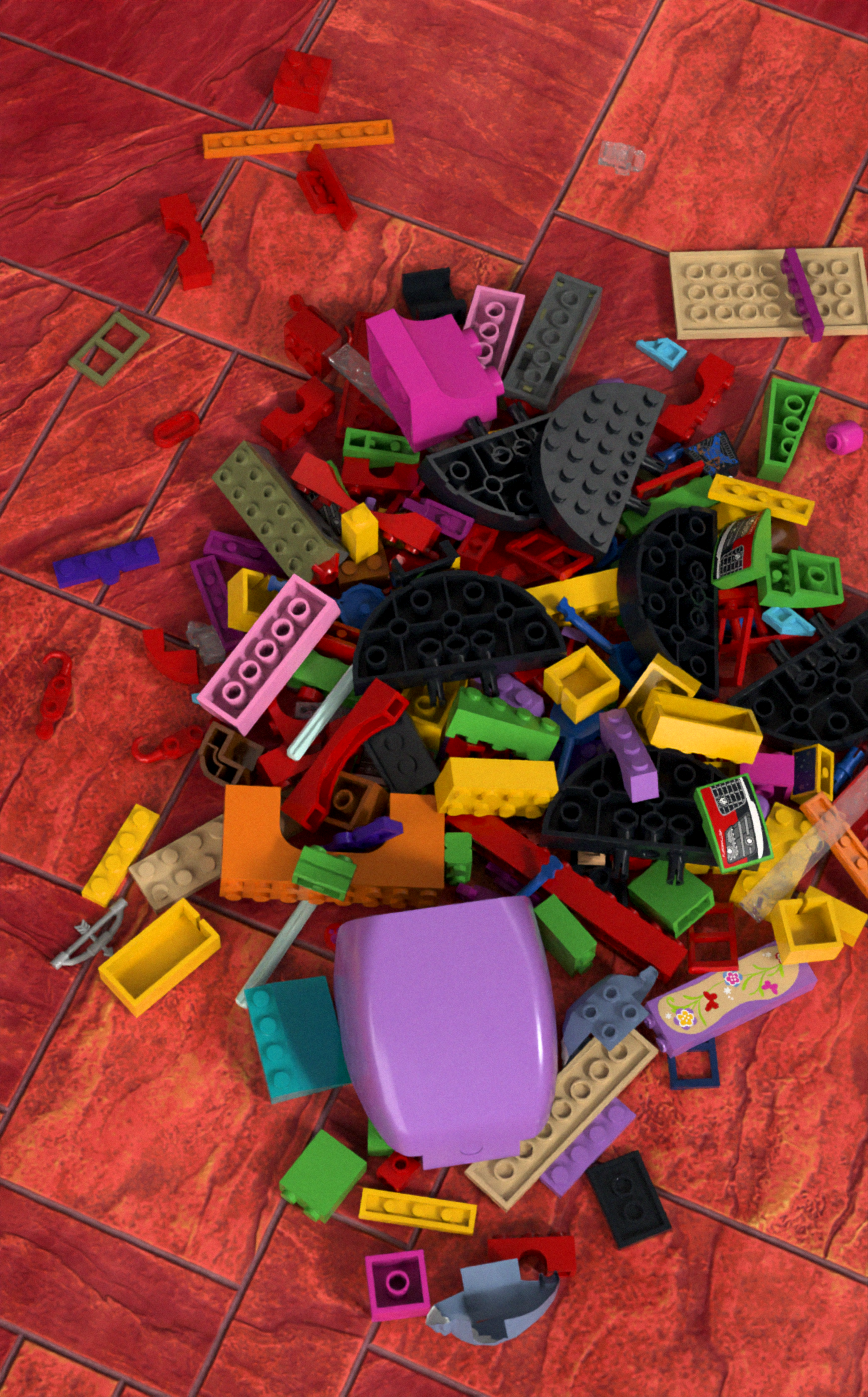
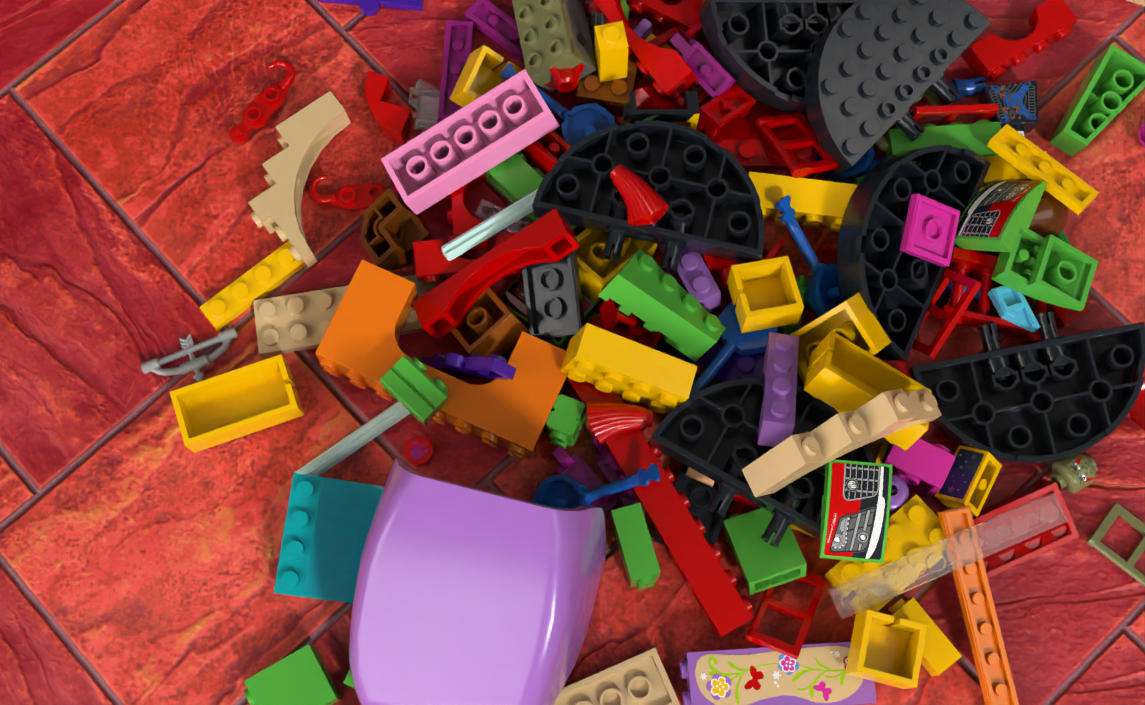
camera: 30 degrees right, 10 degrees up
(107, 714) = (302, 141): none -> tan arch
(309, 694) = (500, 197): red tile -> none
(447, 643) = (642, 201): none -> red piece
(497, 836) = (611, 418): none -> red piece
(570, 633) = (783, 233): medium lavender tile -> none
(607, 1011) = (641, 647): sand blue animal -> none
(693, 582) = (930, 230): none -> dark pink tile
(701, 757) = (839, 435): none -> tan arch
(844, 769) = (1007, 484): blue pin -> none

